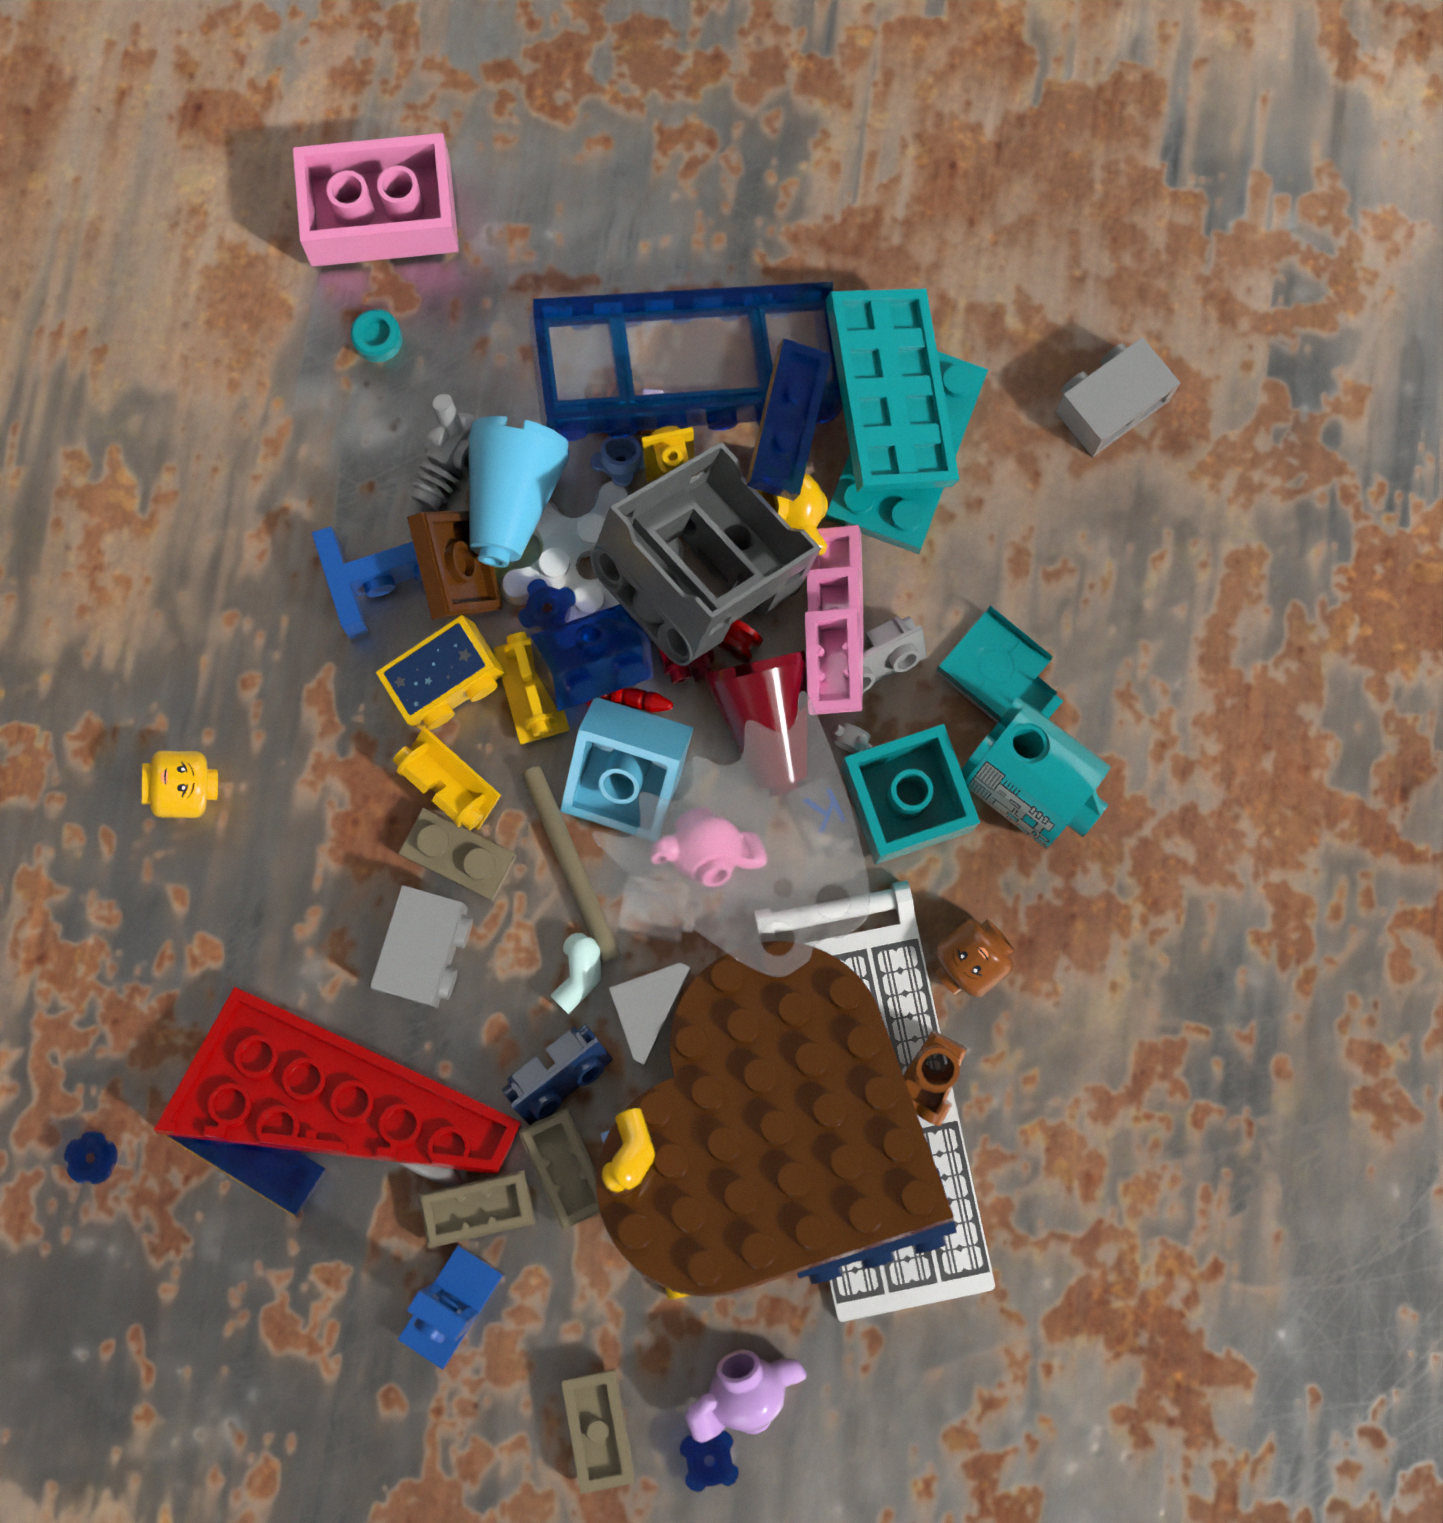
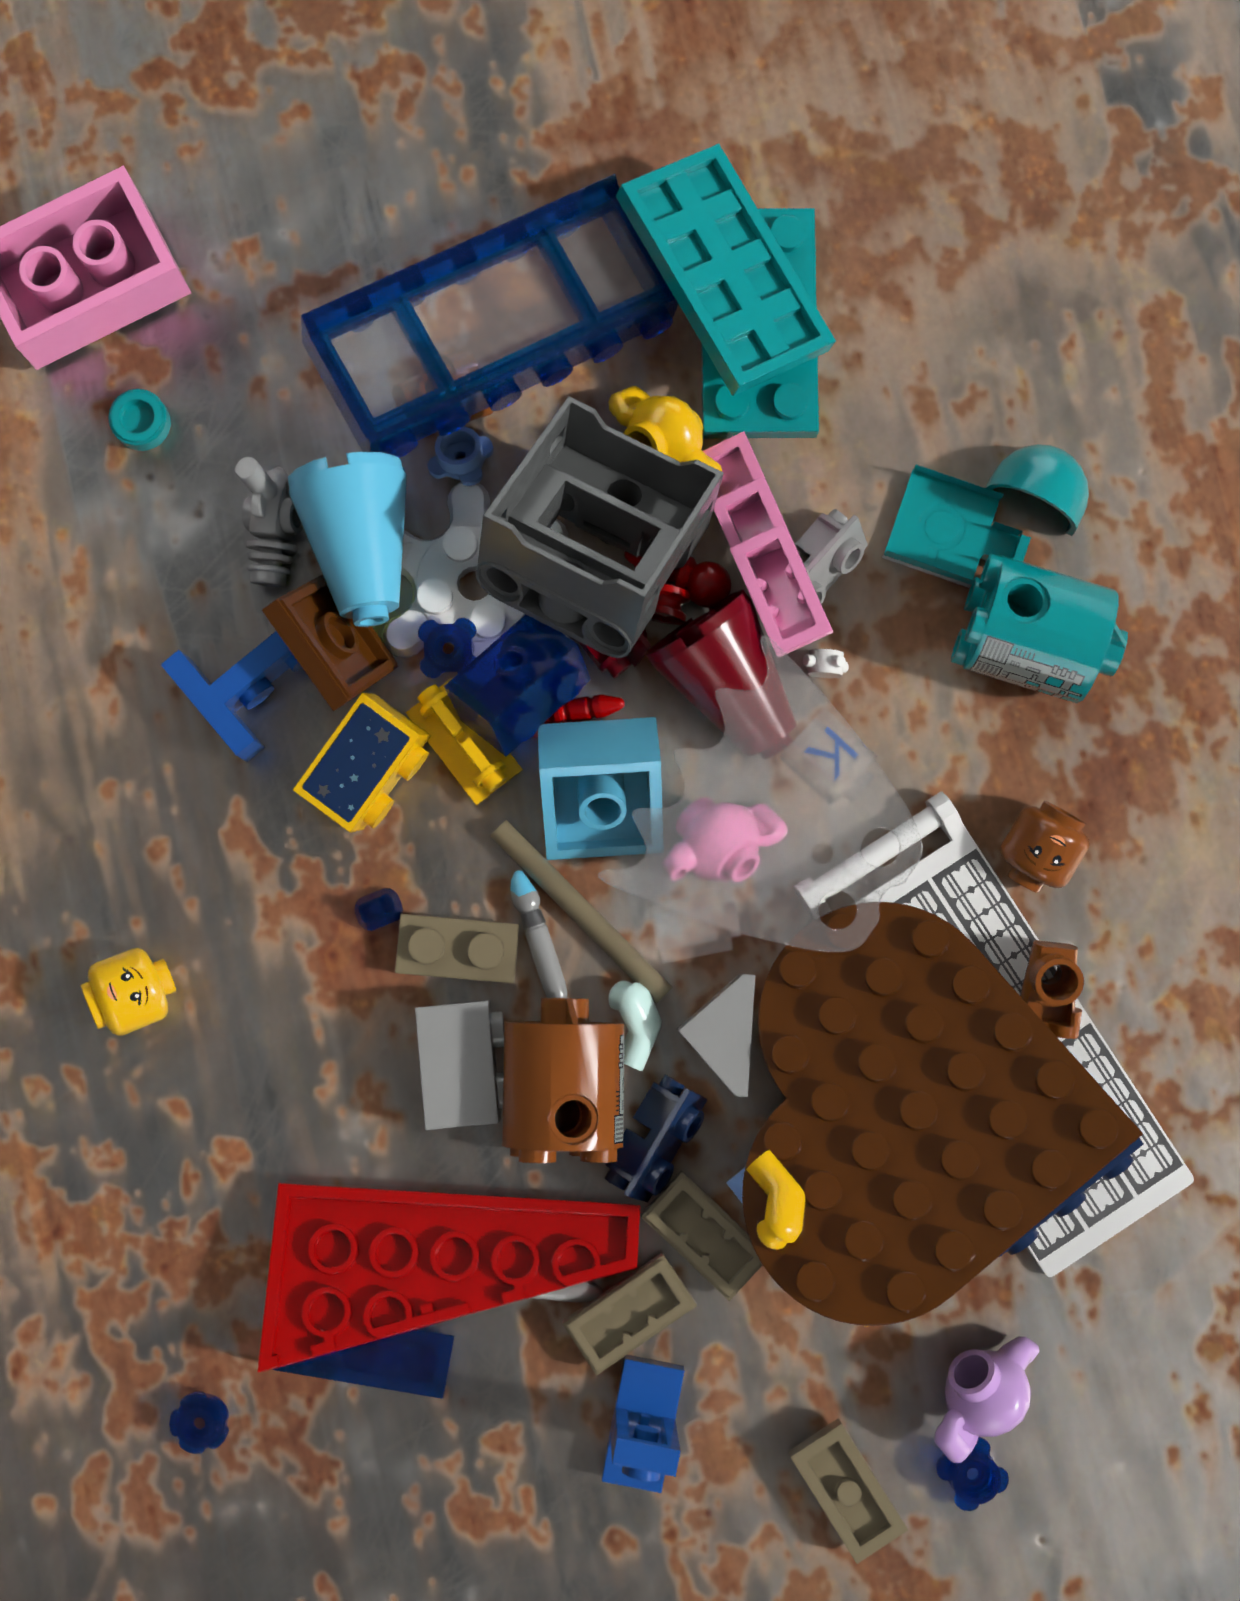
camera: 25 degrees left, 5 degrees up
(406, 799) = (378, 909): none -> clear blue rock
(457, 786) = (435, 880): yellow hinge -> none
(507, 975) = (559, 1063): none -> dark orange cylinder
(527, 873) = (527, 902): none -> light grey piece
(667, 450) = (512, 430): yellow hinge -> none
(778, 634) = (705, 581): none -> red bar
(788, 419) = (631, 344): clear blue plate -> none
(909, 794) = (913, 700): teal brick -> none
(1097, 658) = (1048, 475): none -> teal helmet
(1116, 395) = (962, 186): light grey brick -> none

